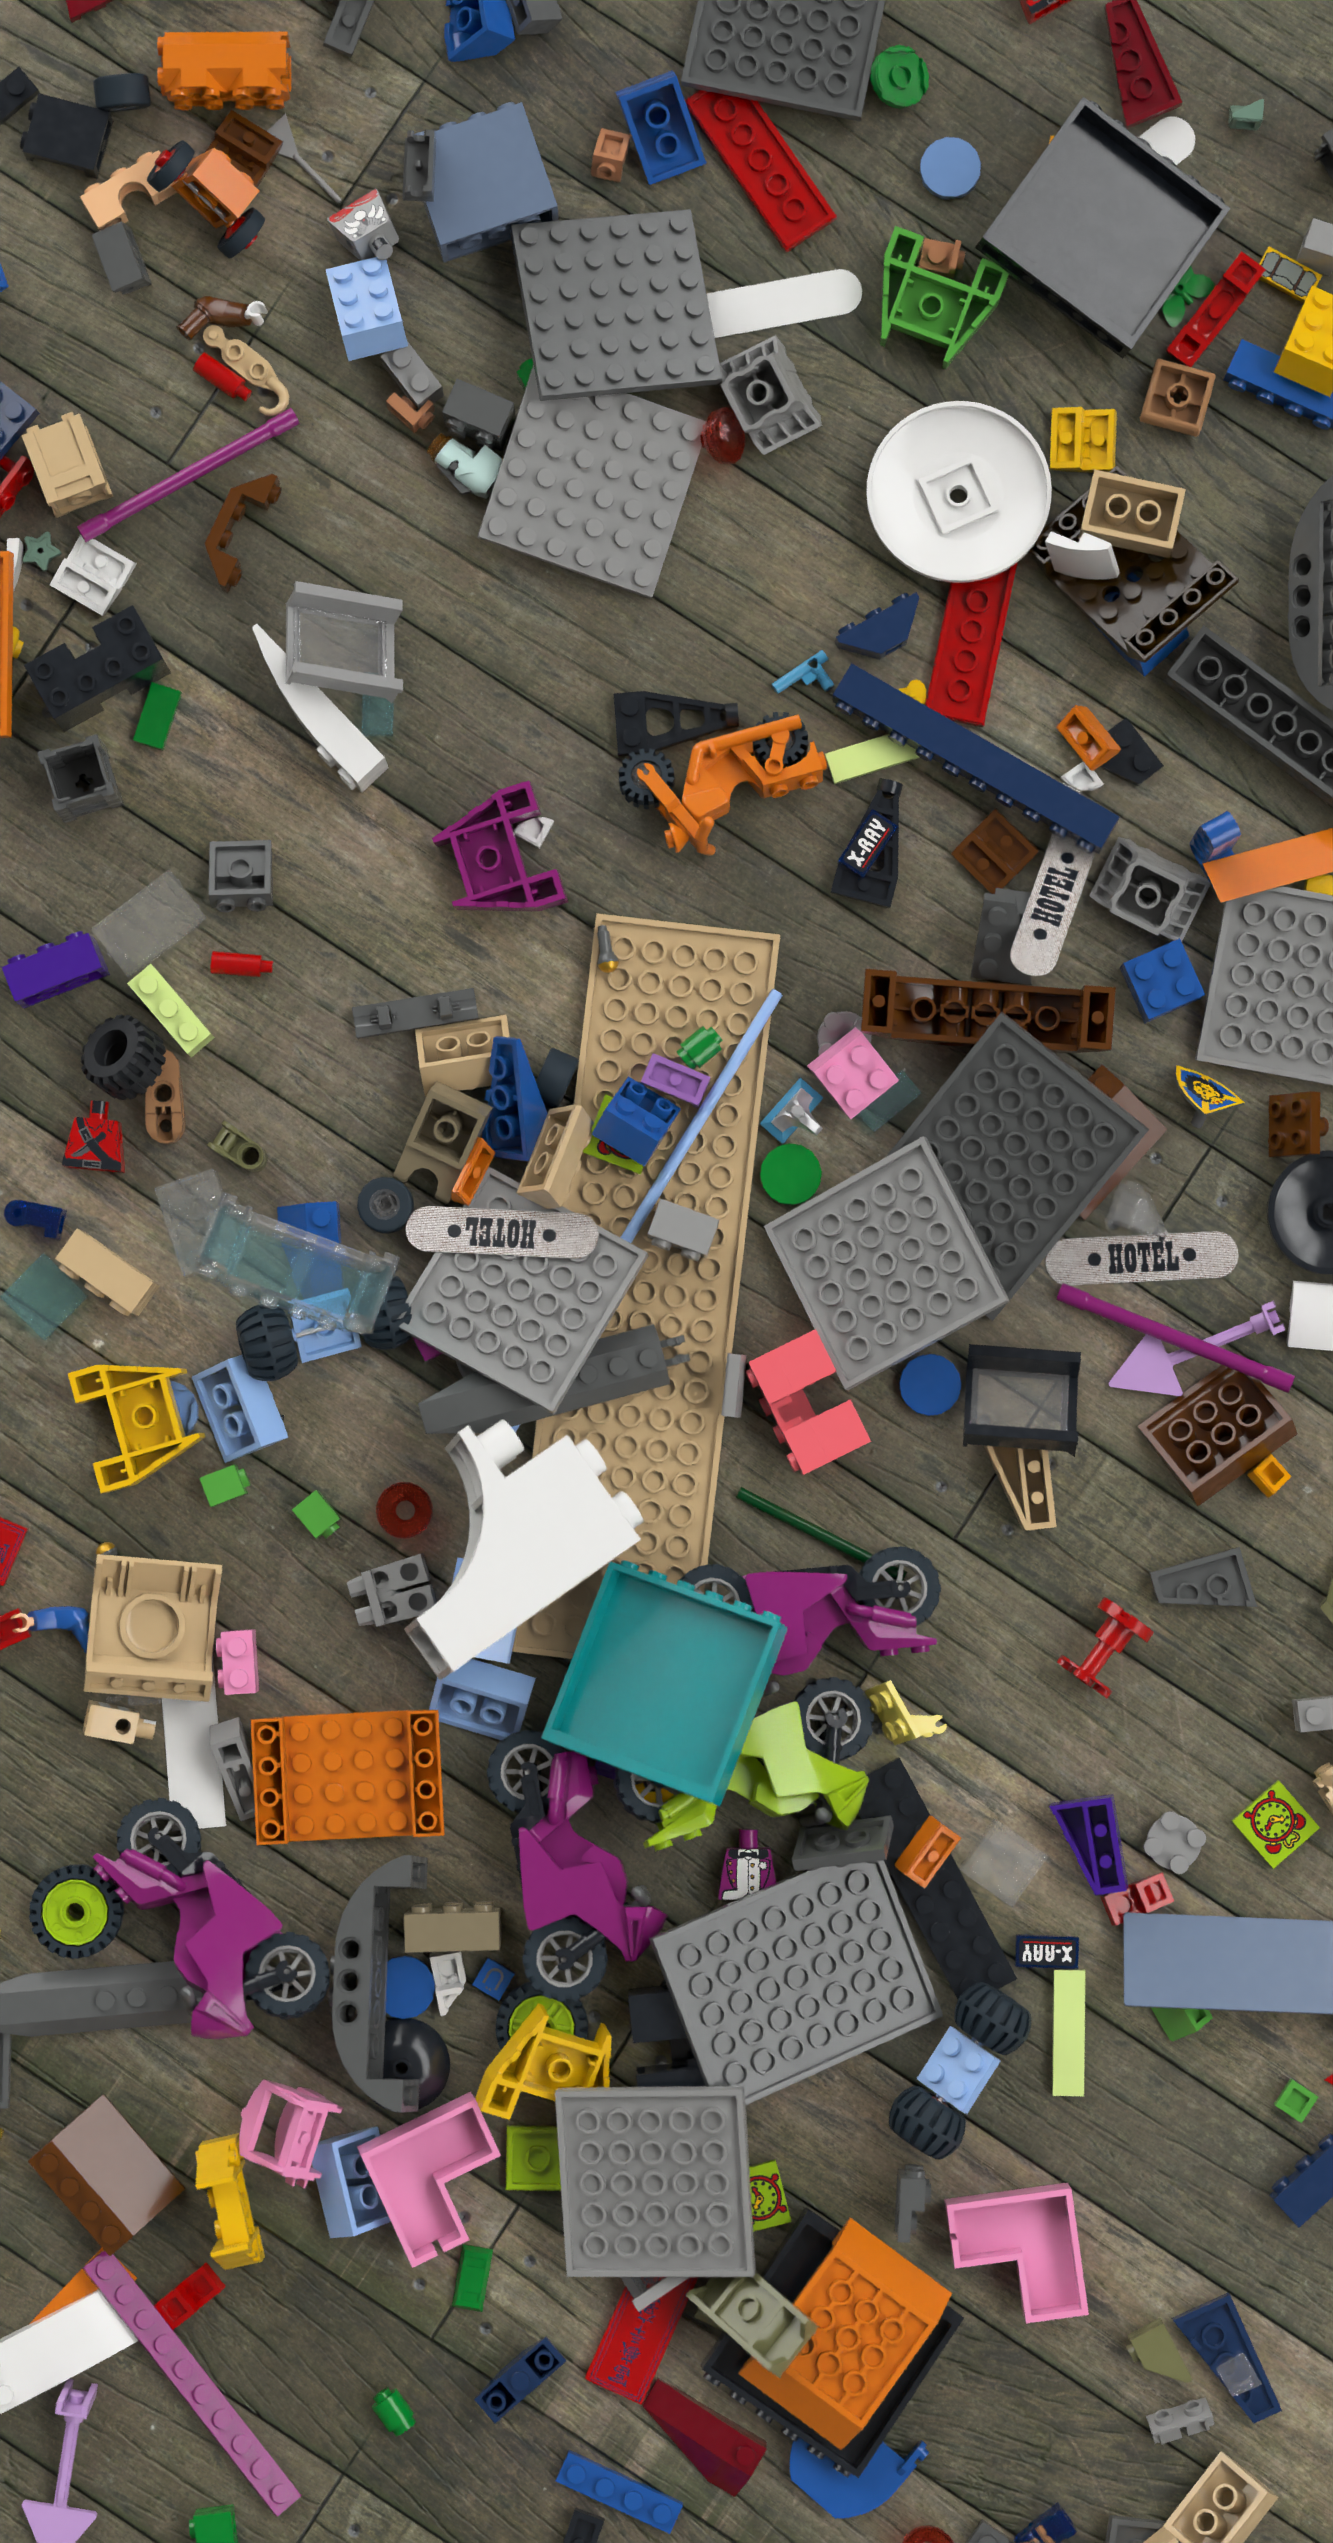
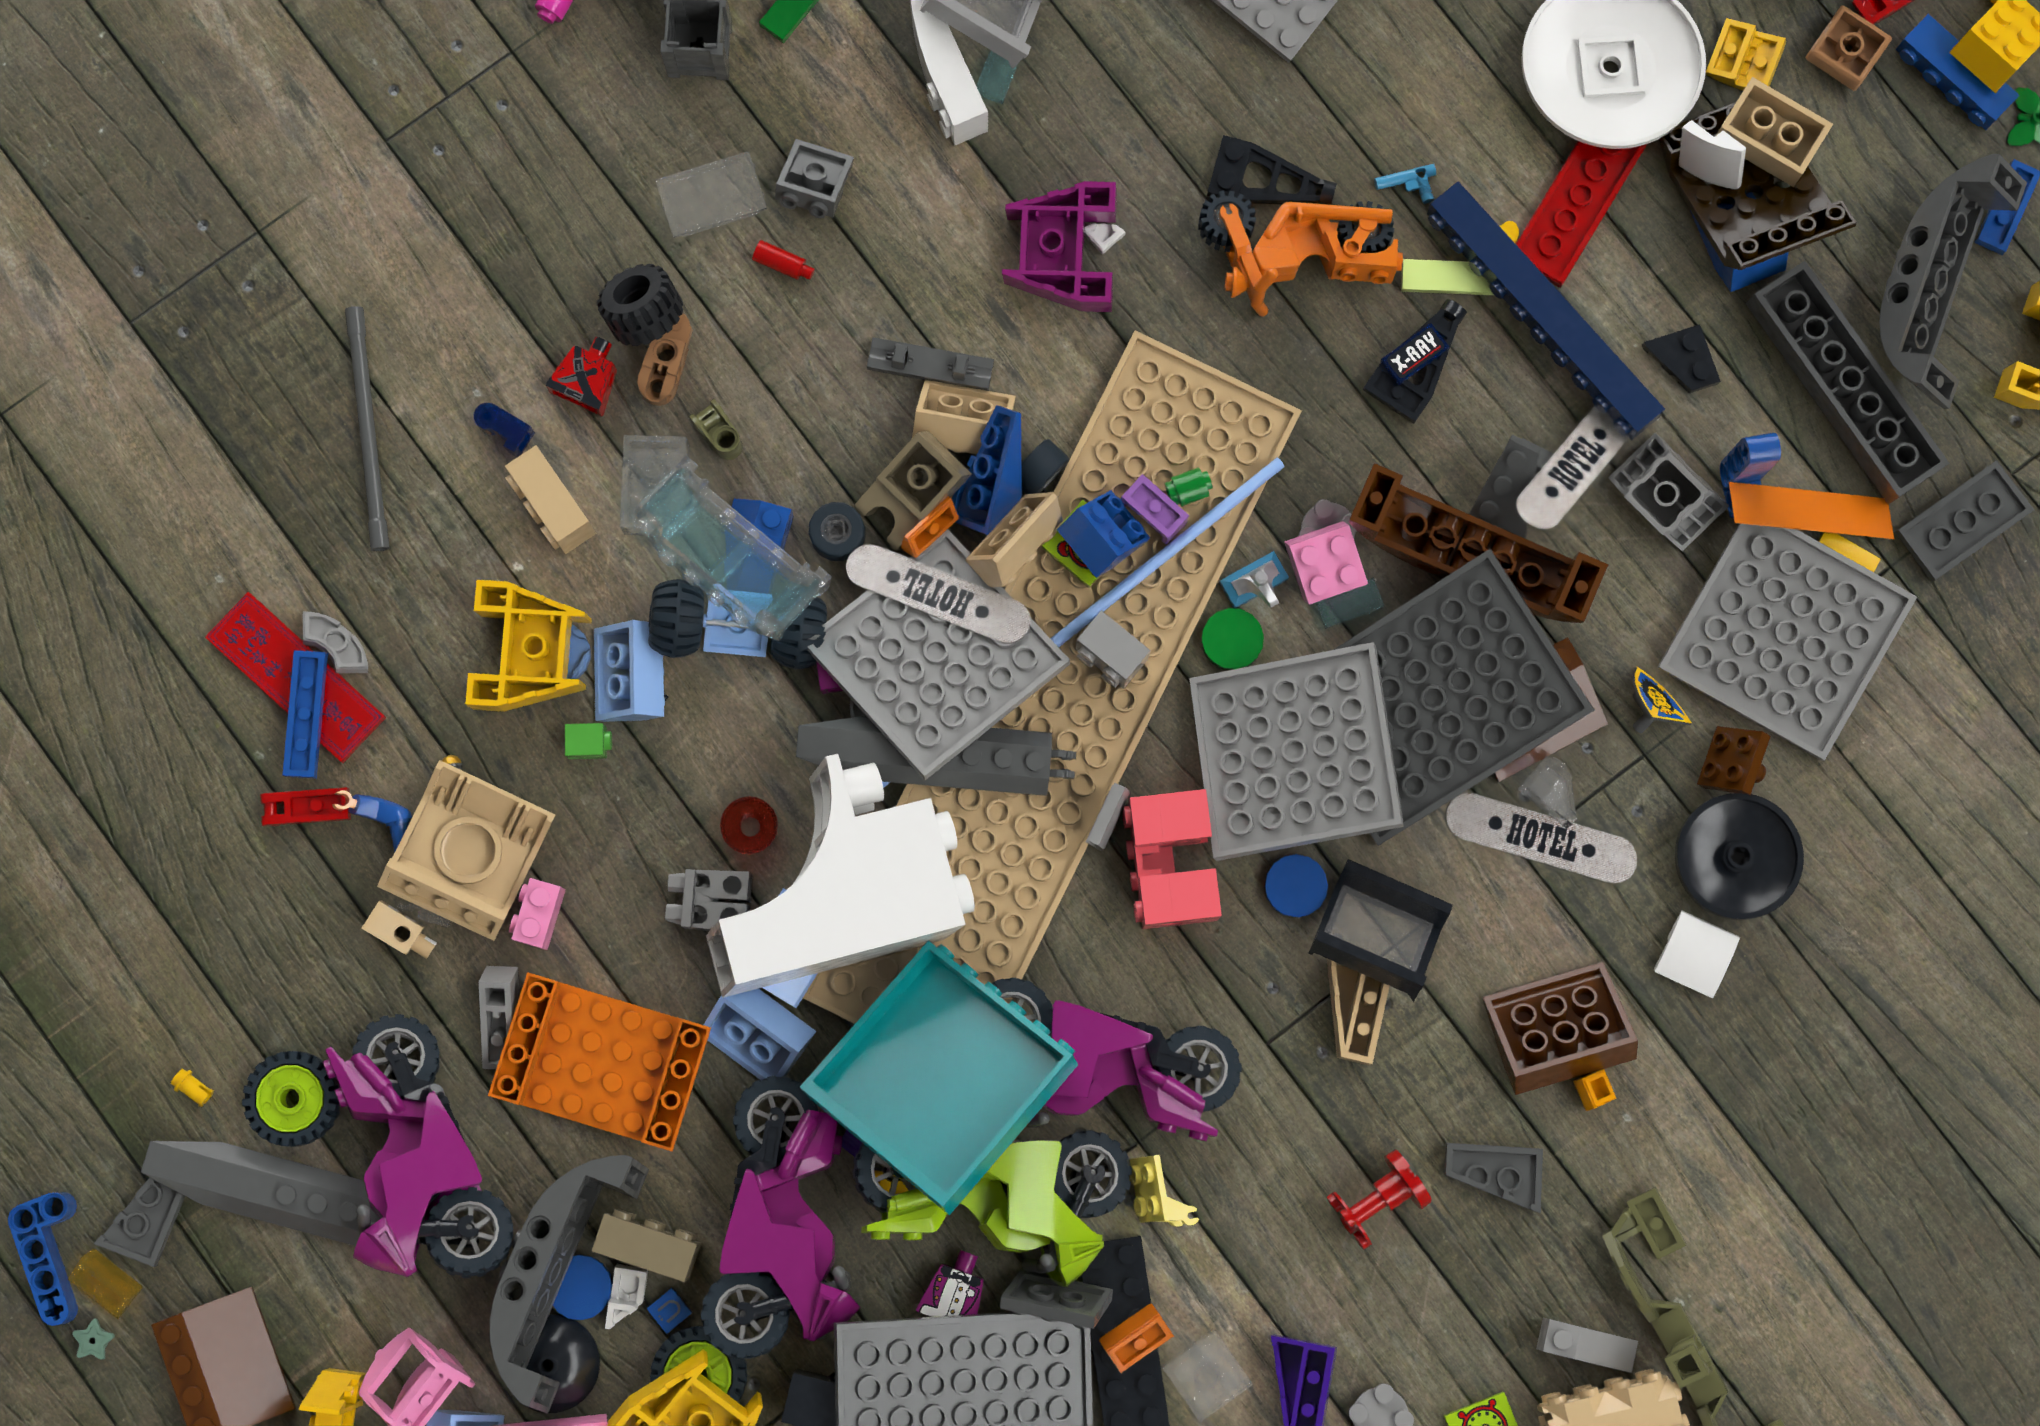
camera: 15 degrees right, 5 degrees down
(44, 1296) = (483, 504): clear light blue tile -> none
(55, 969) = (607, 203): dark purple brick -> none
(170, 1010) = (701, 279): yellowish green brick -> none
(191, 1766) = (454, 1001): white sticker -> none
(318, 1515) = (664, 801): bright green brick -> none
(607, 959) = (1130, 374): dark grey piece -> none
(810, 1529) = (1131, 982): dark green bar -> none
(882, 630) = (1495, 165): dark blue slope -> none
(995, 851) = (1532, 405): reddish brown slope -> none
(1082, 778) = (1641, 366): white tile -> none
(1088, 737) = (1657, 329): orange slope -> none
(1151, 1367) = (1515, 943): lavender piece -> none
(1162, 980) = (1651, 580): blue brick -> none
(1266, 1374) = (1628, 989): magenta piece -> none

